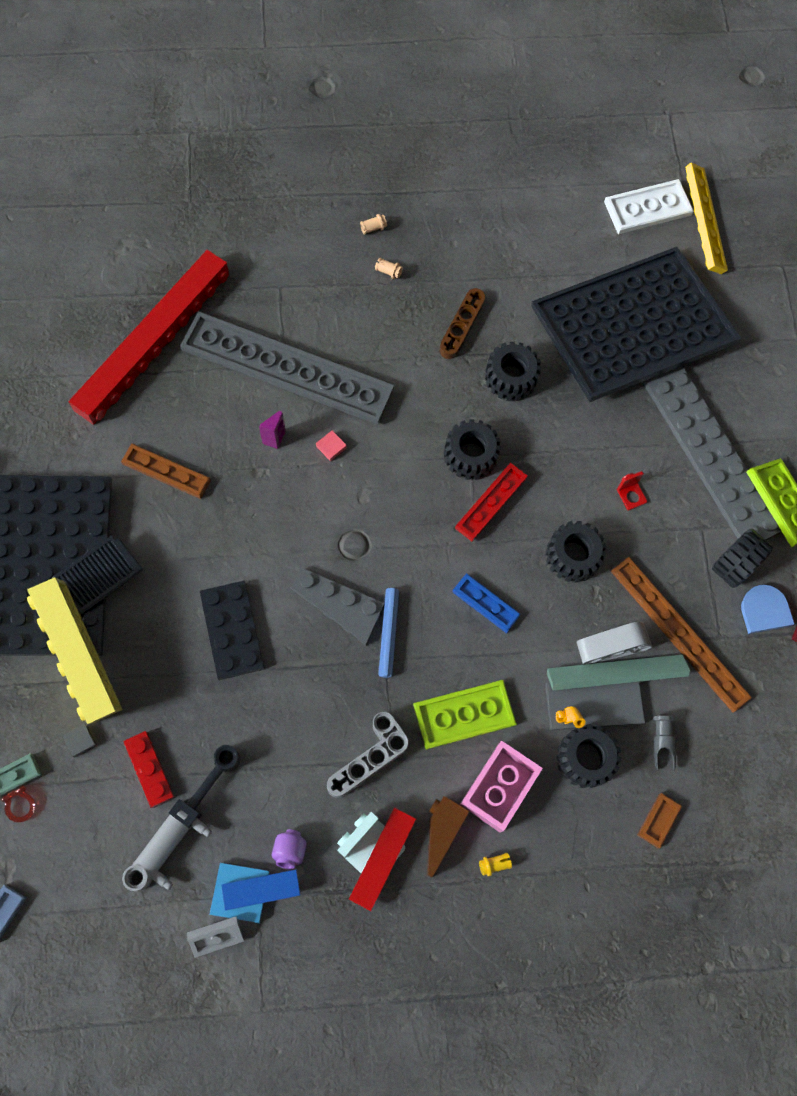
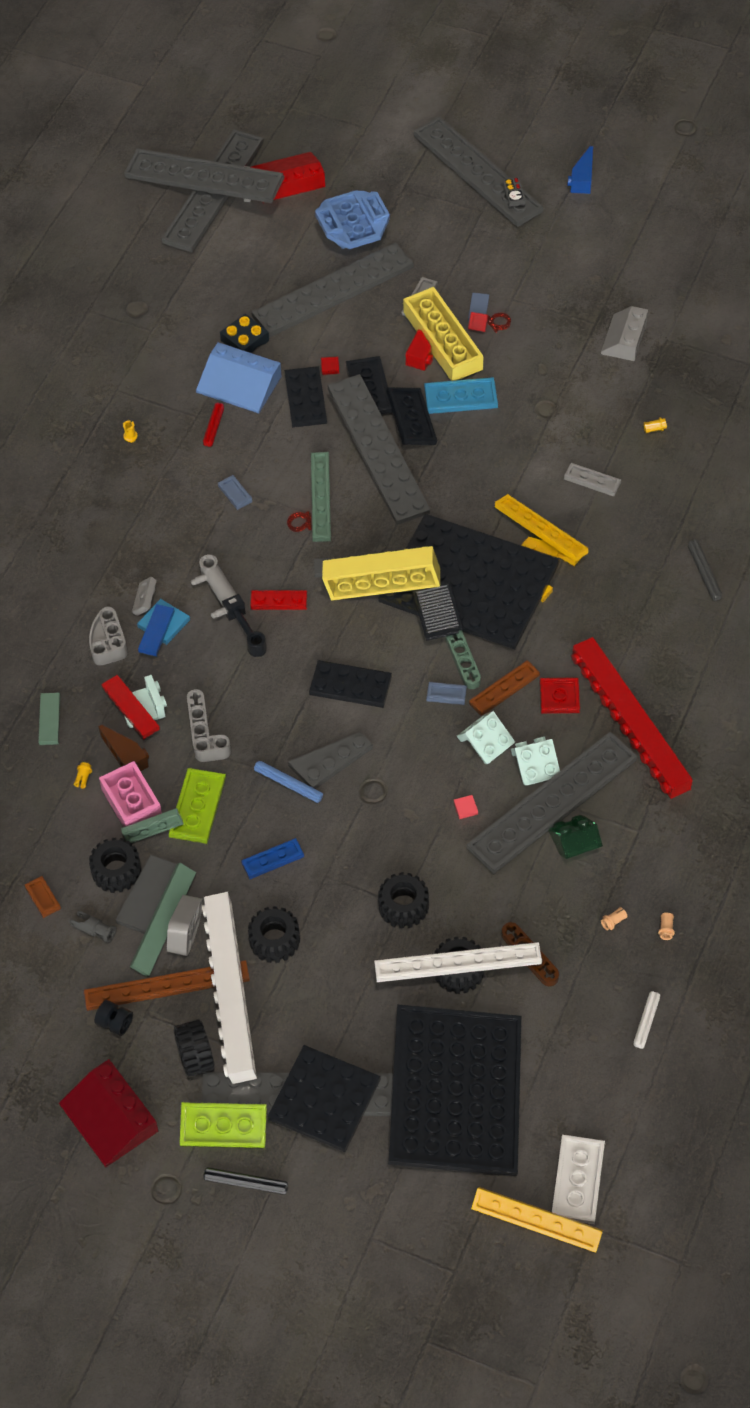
camera: 125 degrees right, 15 degrees down
(149, 531) = (465, 656): none -> sand green beam
(151, 414) = (559, 695): none -> red tile
(198, 525) = (446, 693): none -> sand blue tile
(237, 461) = (487, 737): none -> light aqua bracket
(242, 401) = (536, 760): none -> light aqua bracket
(273, 430) = (493, 763): magenta slope -> none
(289, 849) = (172, 656): medium lavender head -> none
(305, 952) = (103, 644): none -> light grey beam
(317, 330) = (575, 836): none -> clear green slope
(439, 953) = (49, 718): none -> sand green tile
(474, 208) = (646, 1020): none -> white axle
(491, 502) = (352, 898): red plate -> none
(522, 362) = (458, 962): none -> white tile
(522, 741) = (152, 826): none -> sand green tile
(570, 715) = (149, 864): light orange arm -> none
(630, 484) = (309, 1007): red bracket -> none
(654, 564) = (230, 988): none -> white brick
(711, 424) = (324, 1098): none -> black plate
(750, 659) = (113, 1017): none -> black wheel
(765, 609) = (146, 1059): medium blue tile -> none

